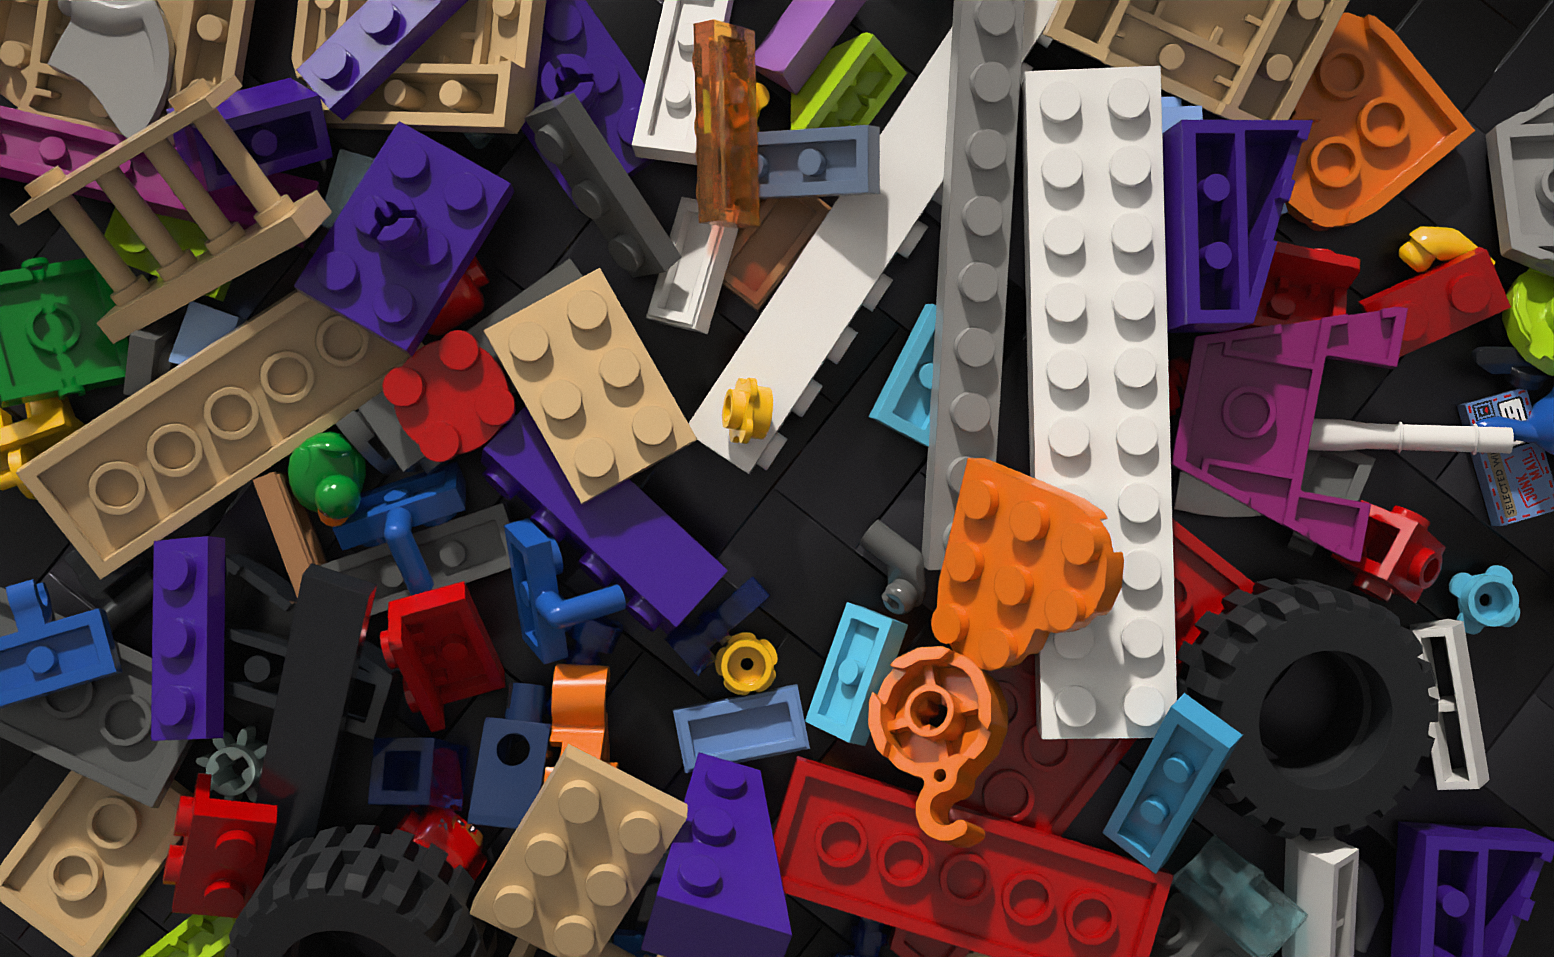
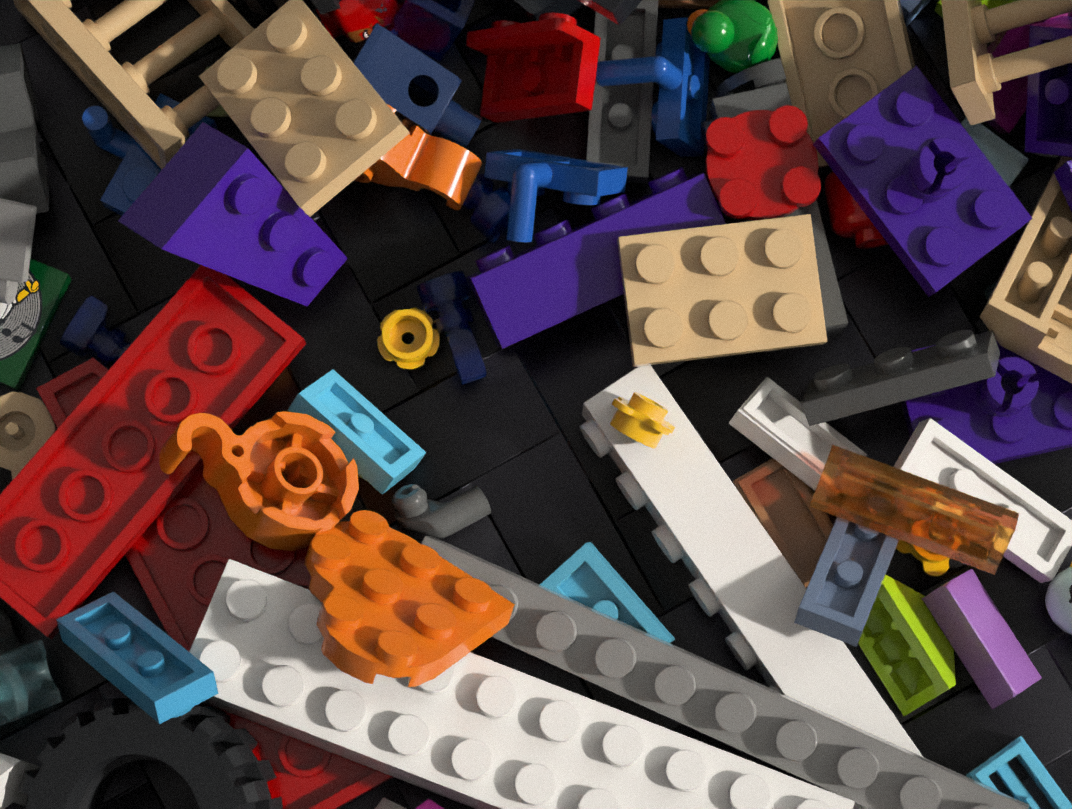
camera: 115 degrees right, 10 degrees down
(742, 726) = (351, 313): medium blue tile -> none

